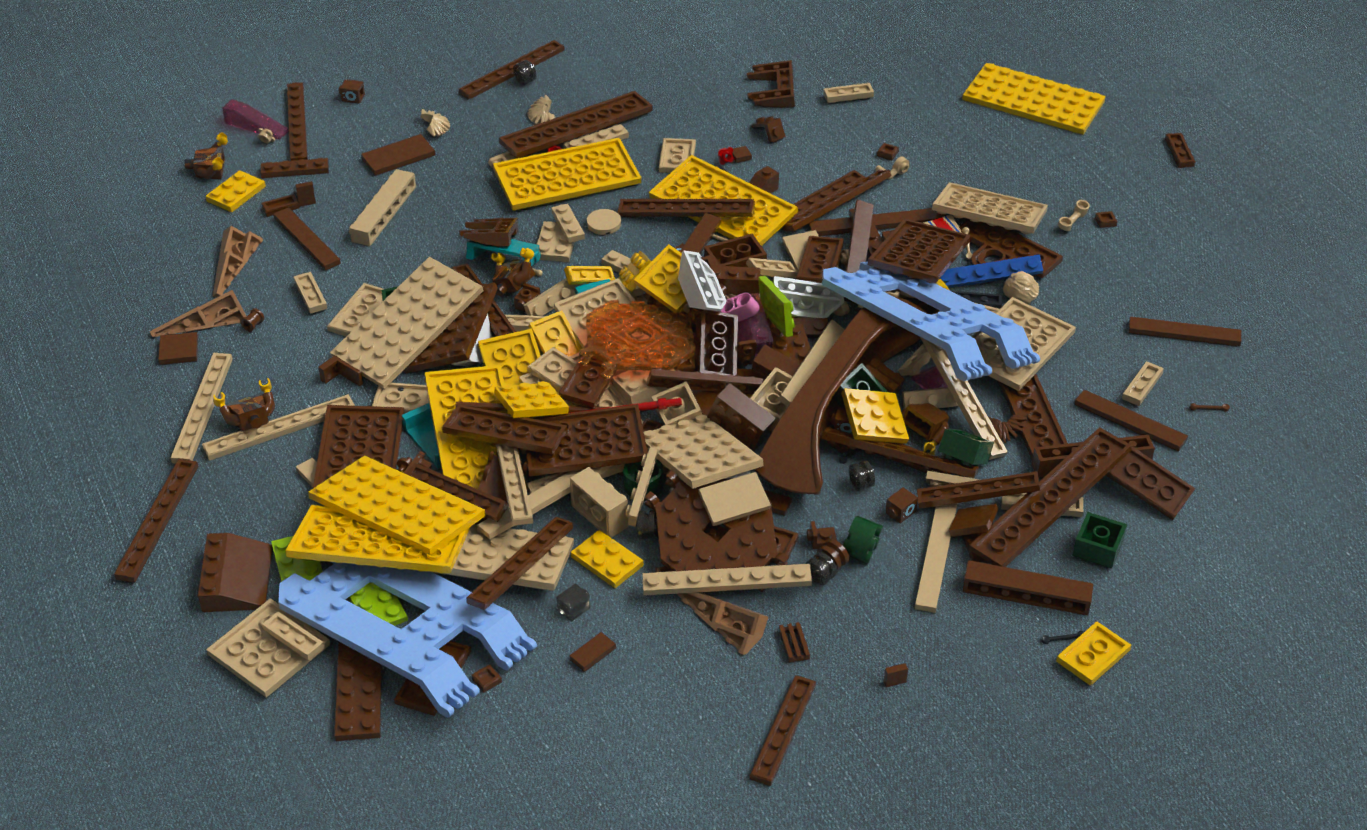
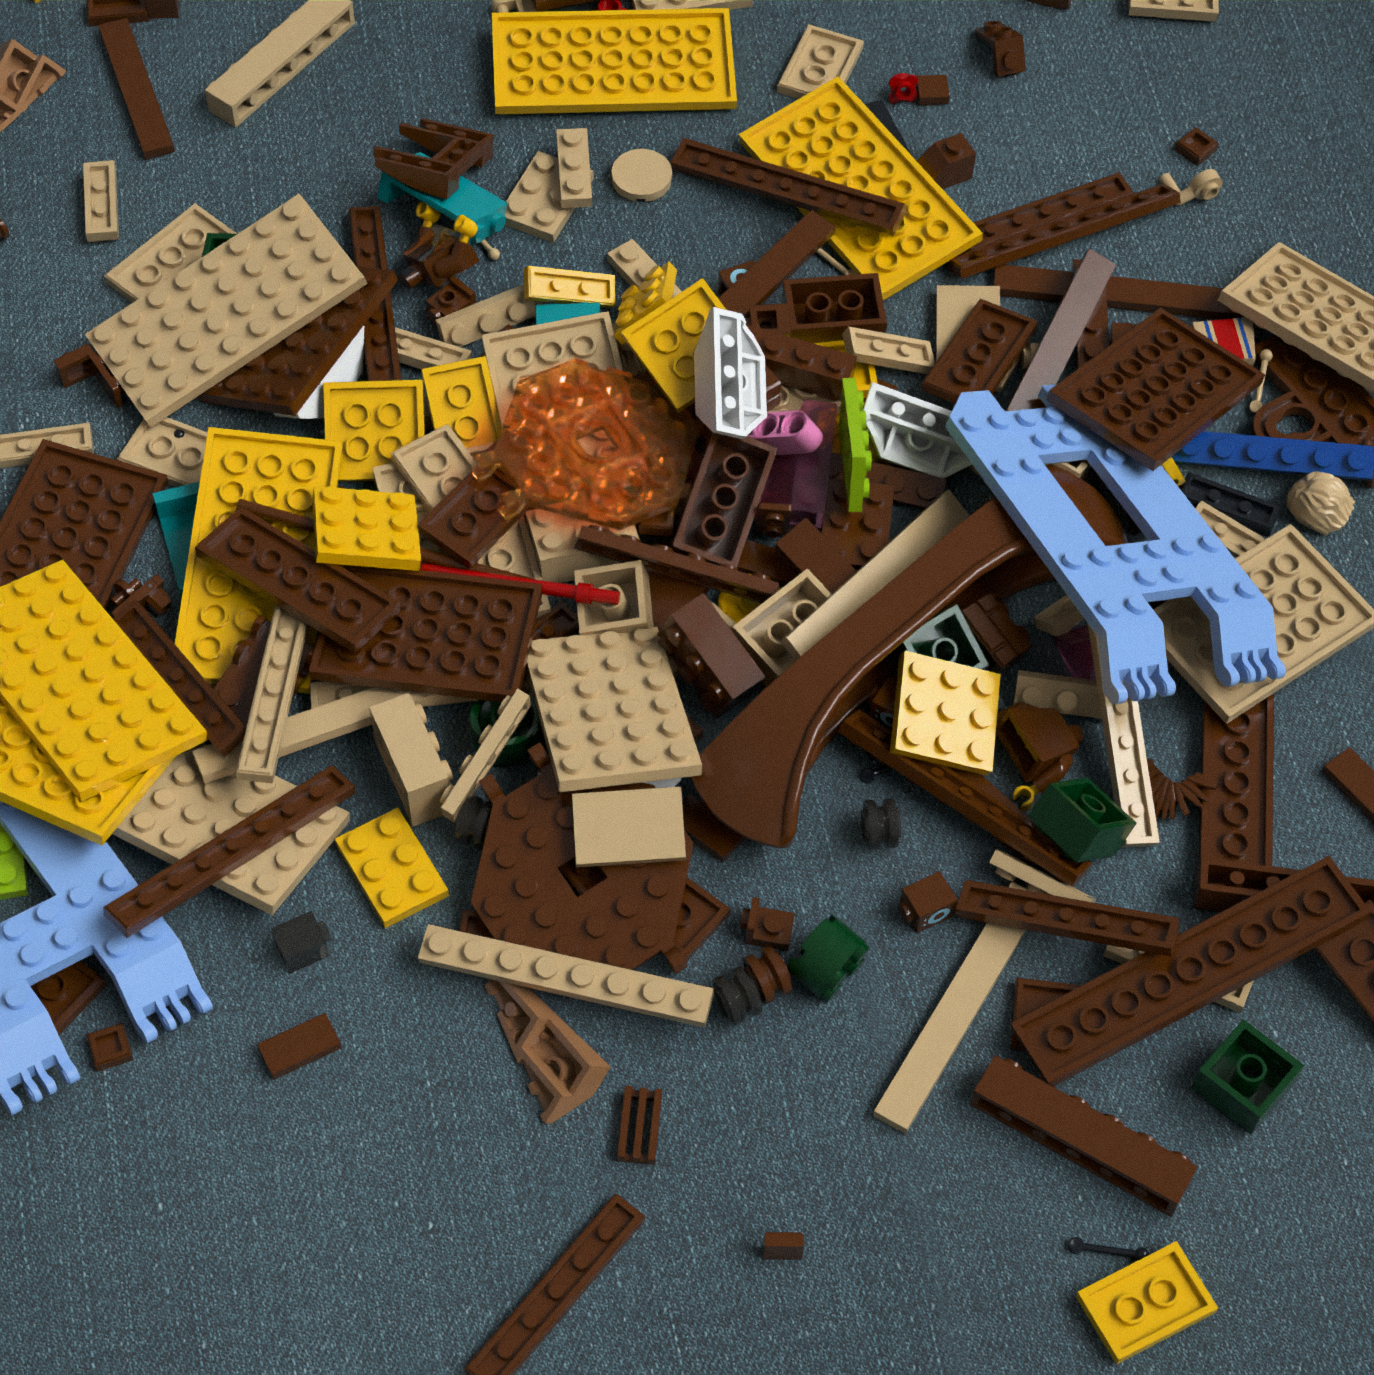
camera: 15 degrees right, 15 degrees up
(973, 520) = (1039, 972): reddish brown tile -> none

